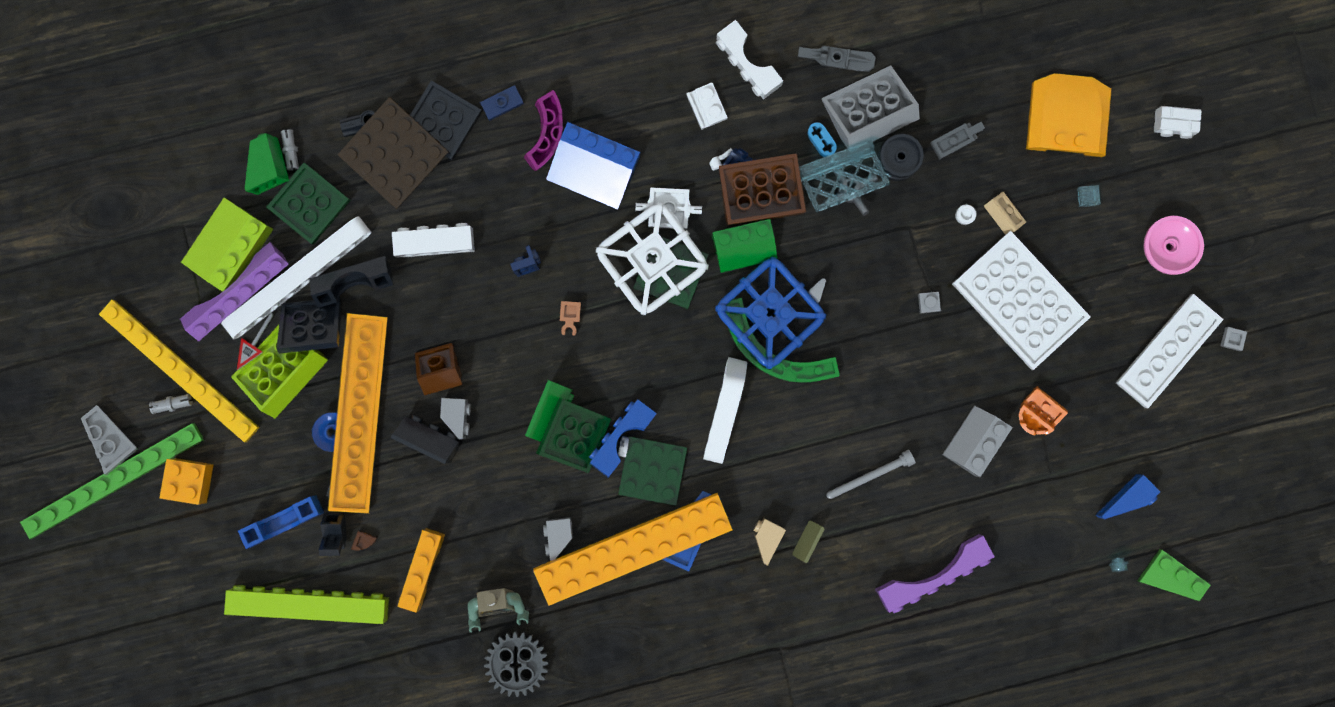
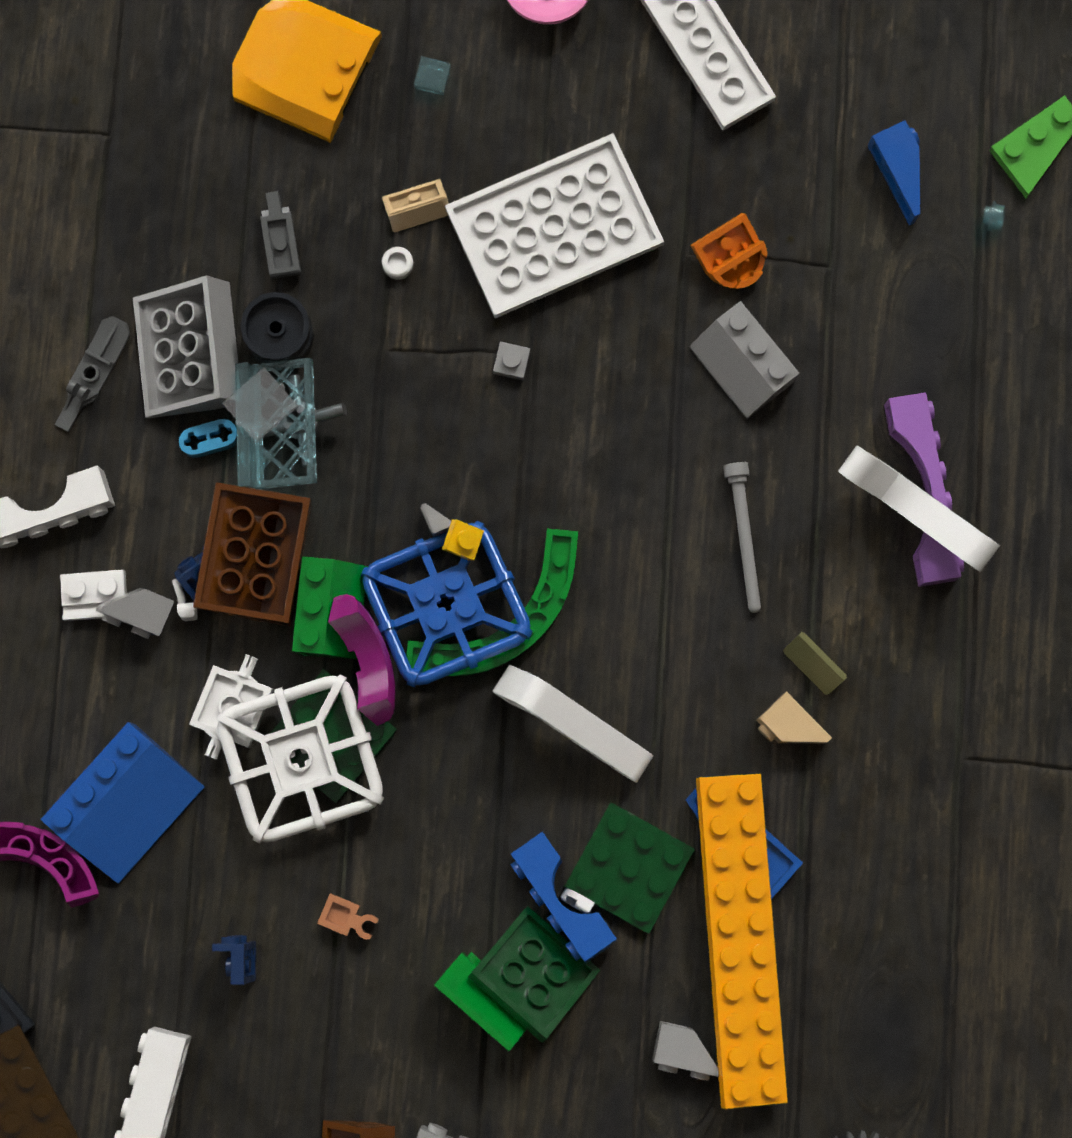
camera: 70 degrees left, 5 degrees down
(707, 135) = (140, 609): none -> light grey slope
(733, 272) = (376, 675): none -> magenta brick
(811, 309) = (462, 540): none -> yellow plate
(851, 163) = (260, 404): none -> clear piece
(922, 574) = (919, 508): none -> white beam

